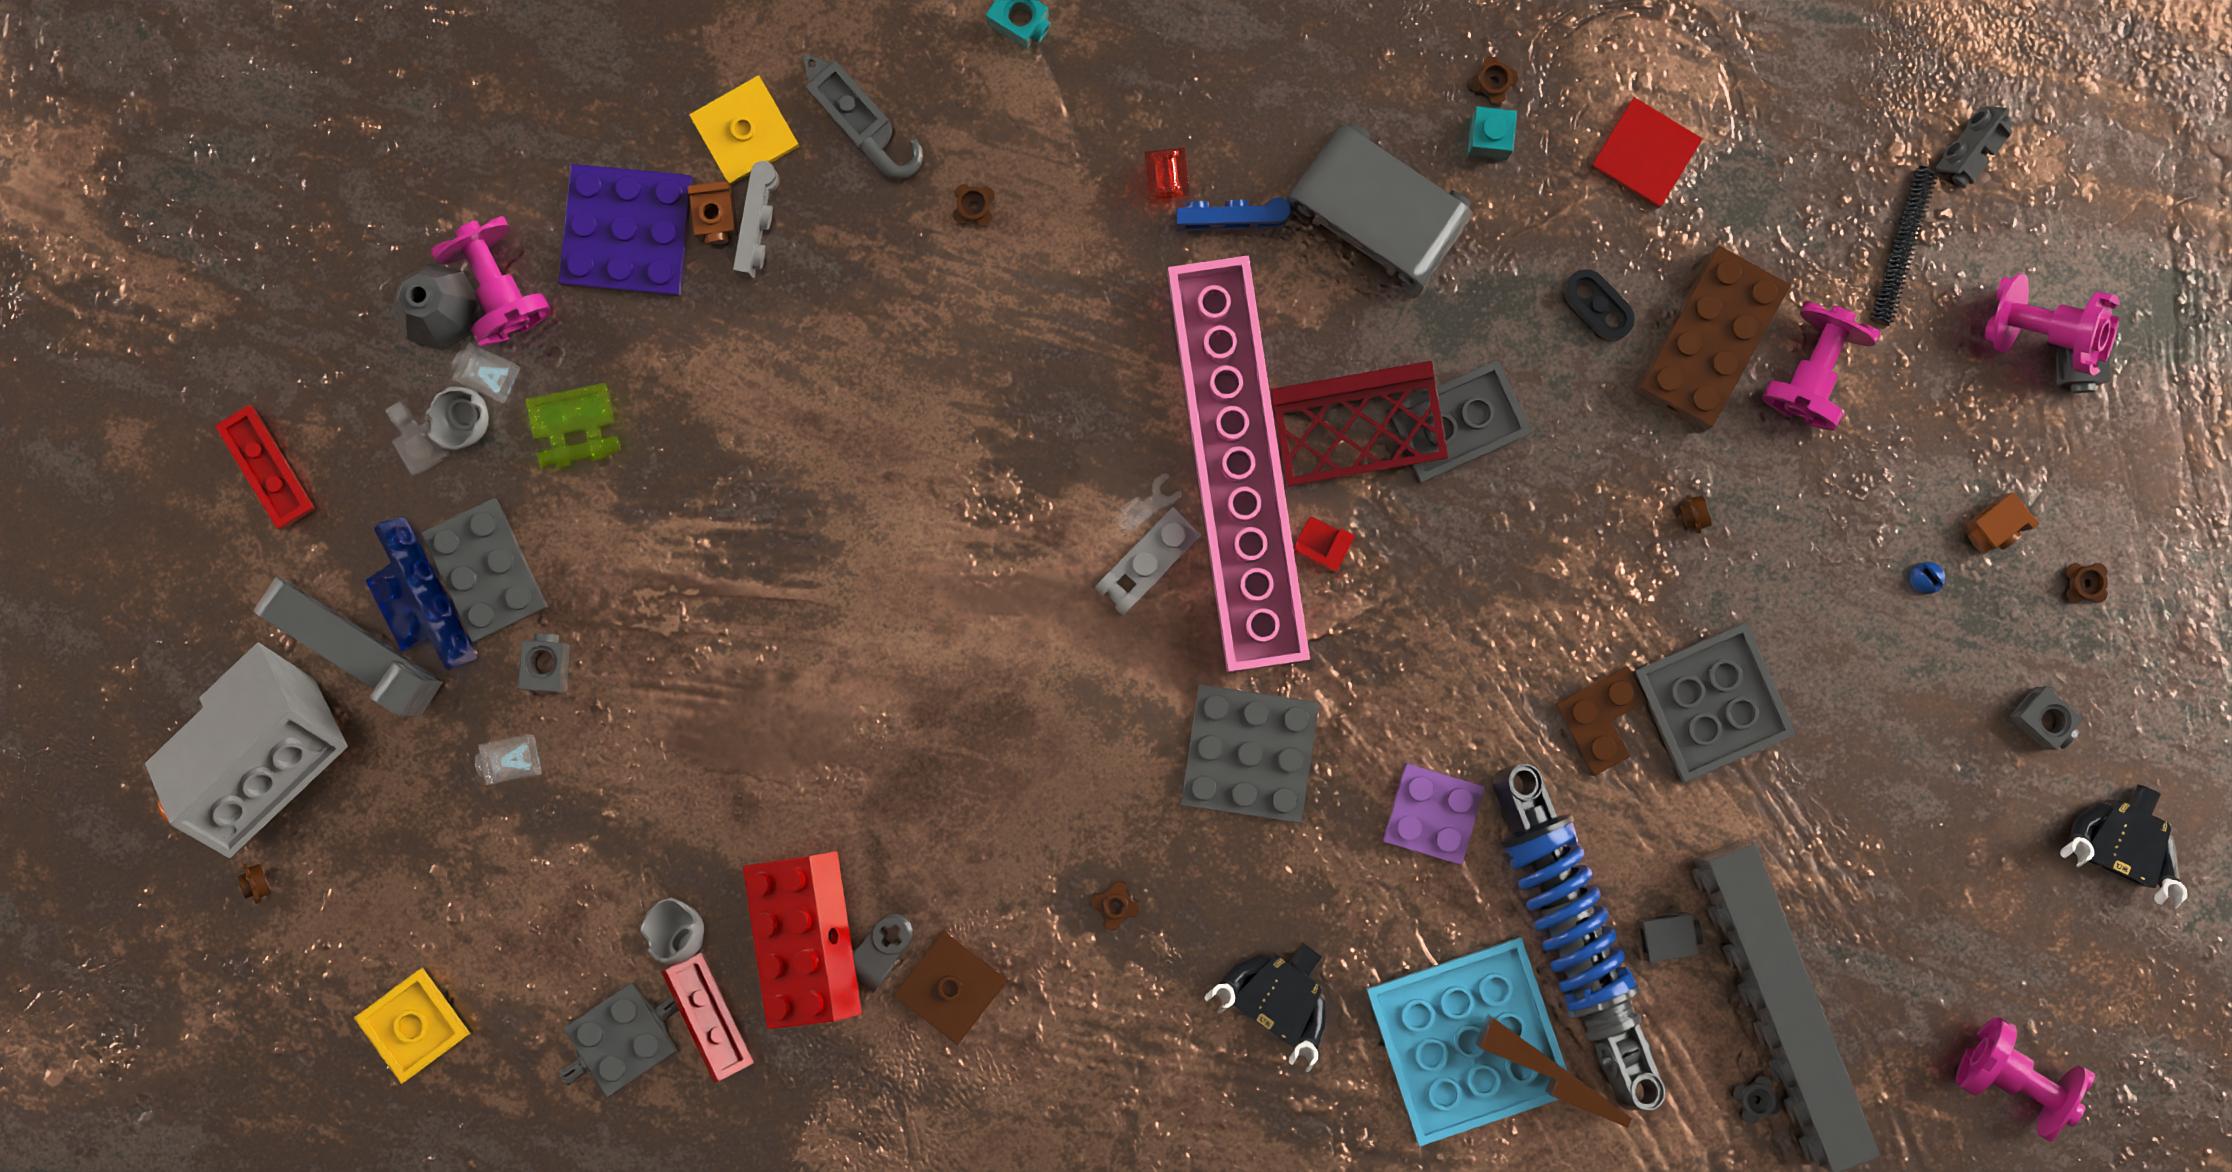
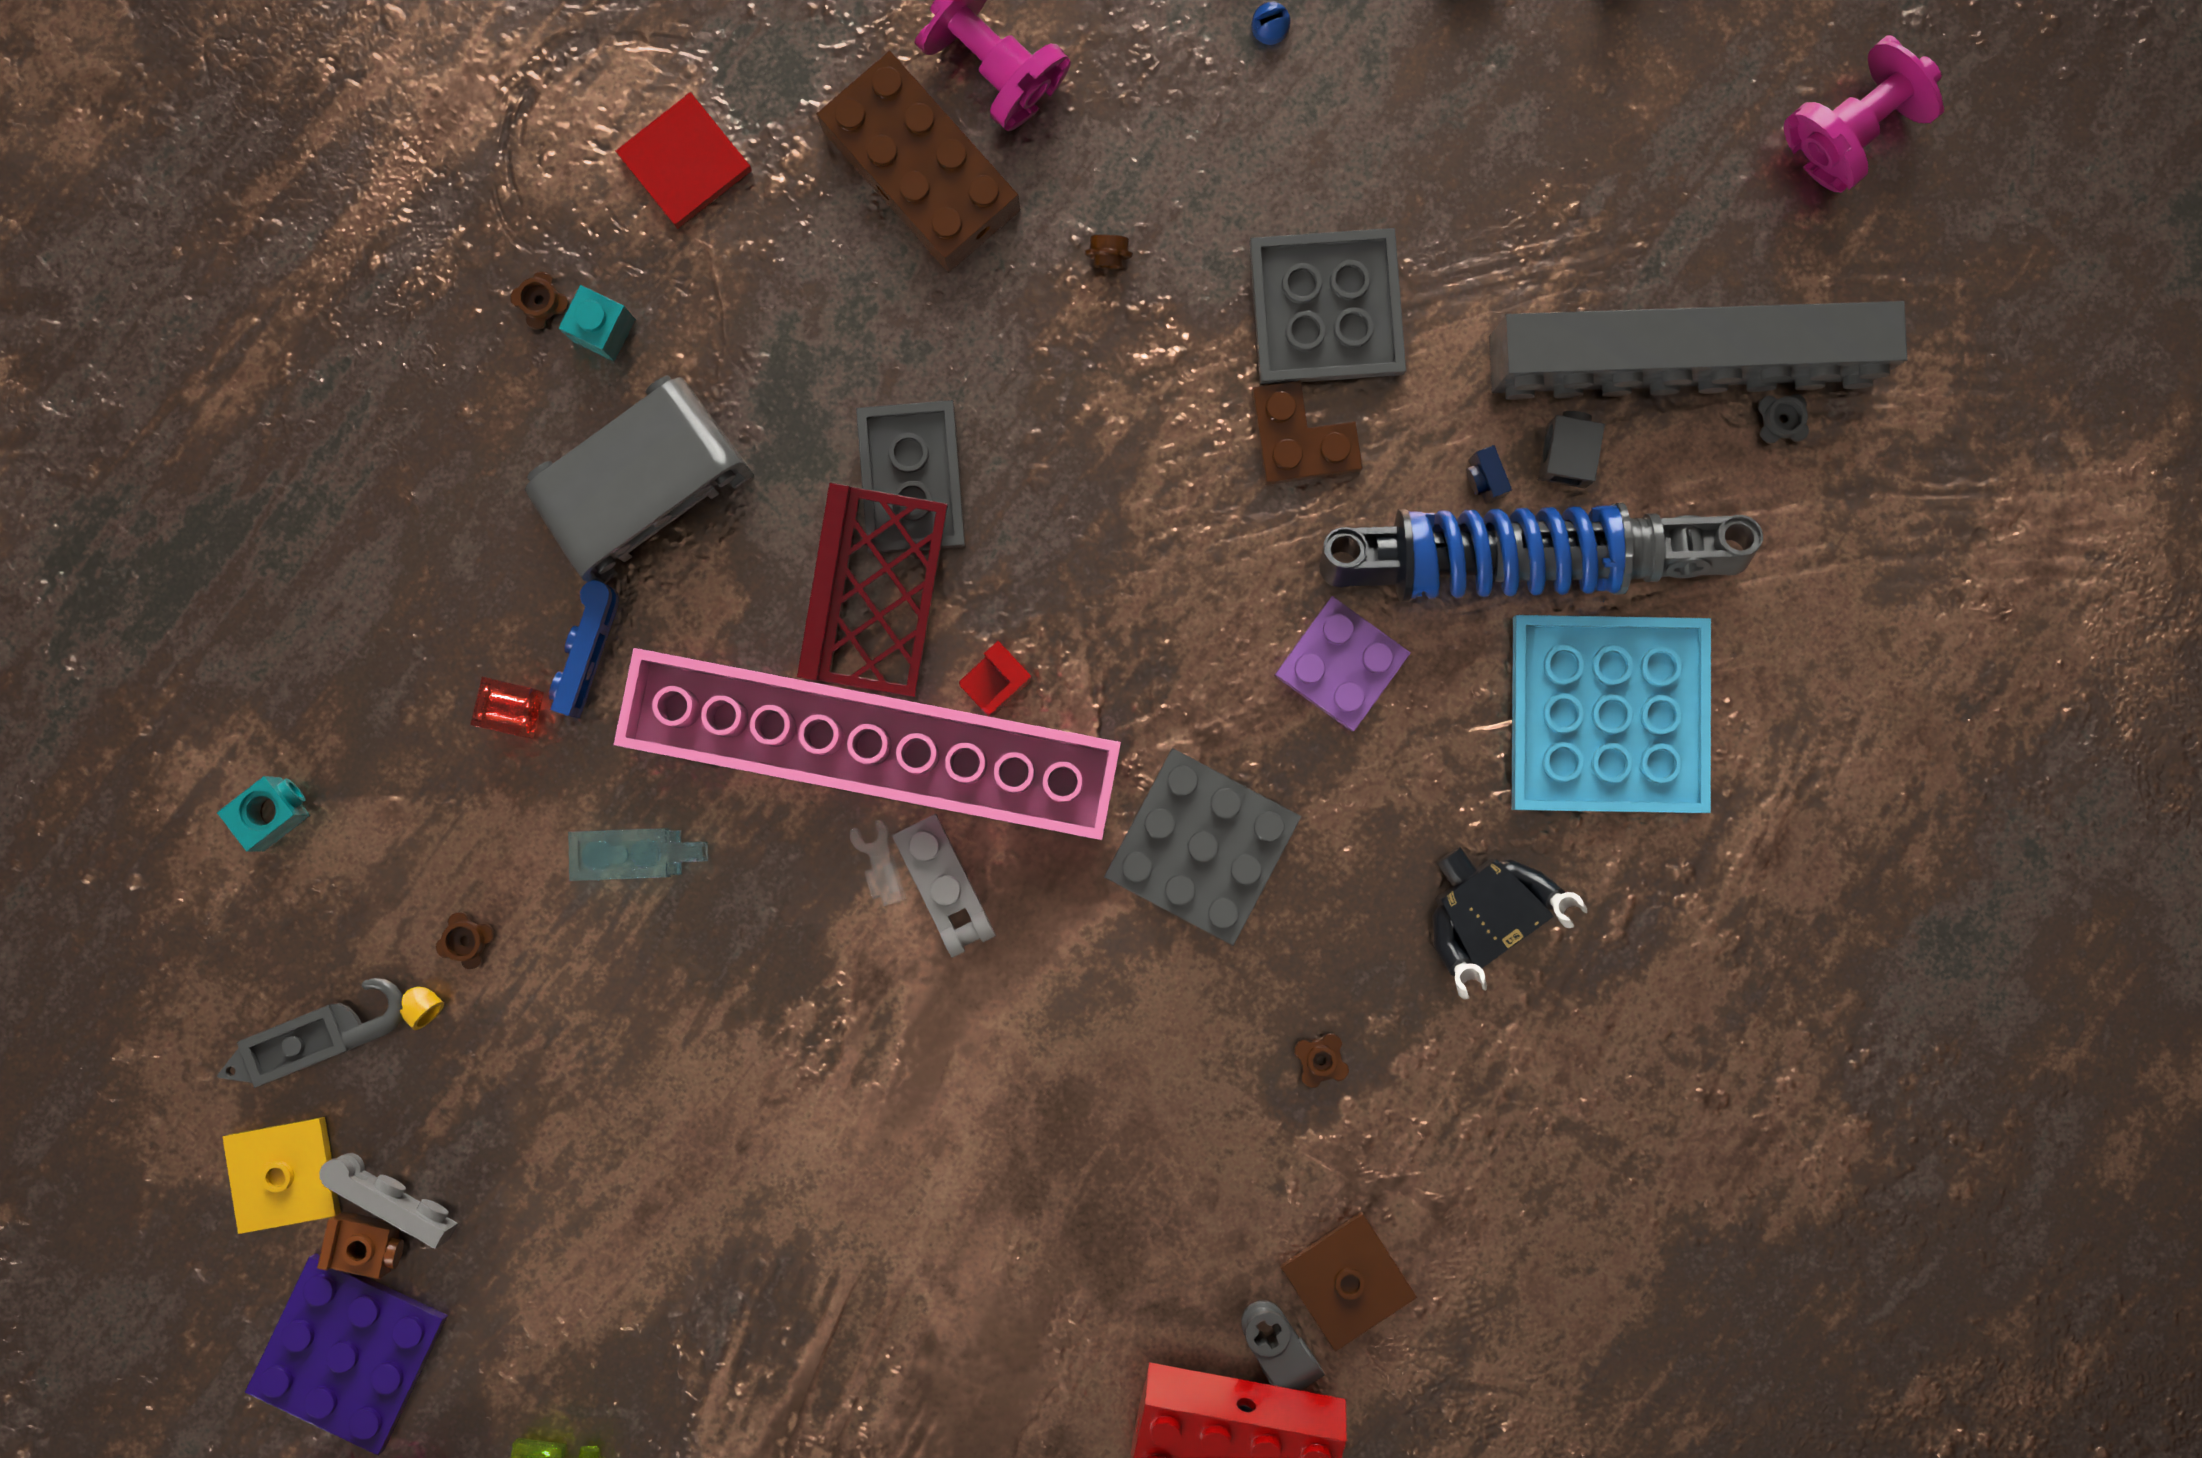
camera: 75 degrees left, 0 degrees up
(911, 190) = (420, 1007): none -> yellow hinge
(1086, 309) = (630, 854): none -> clear light blue hinge
(1562, 1085) = (1699, 628): reddish brown slope -> none
(1602, 301) = (834, 270): black plate -> none
(1624, 877) = (1488, 475): none -> dark blue plate

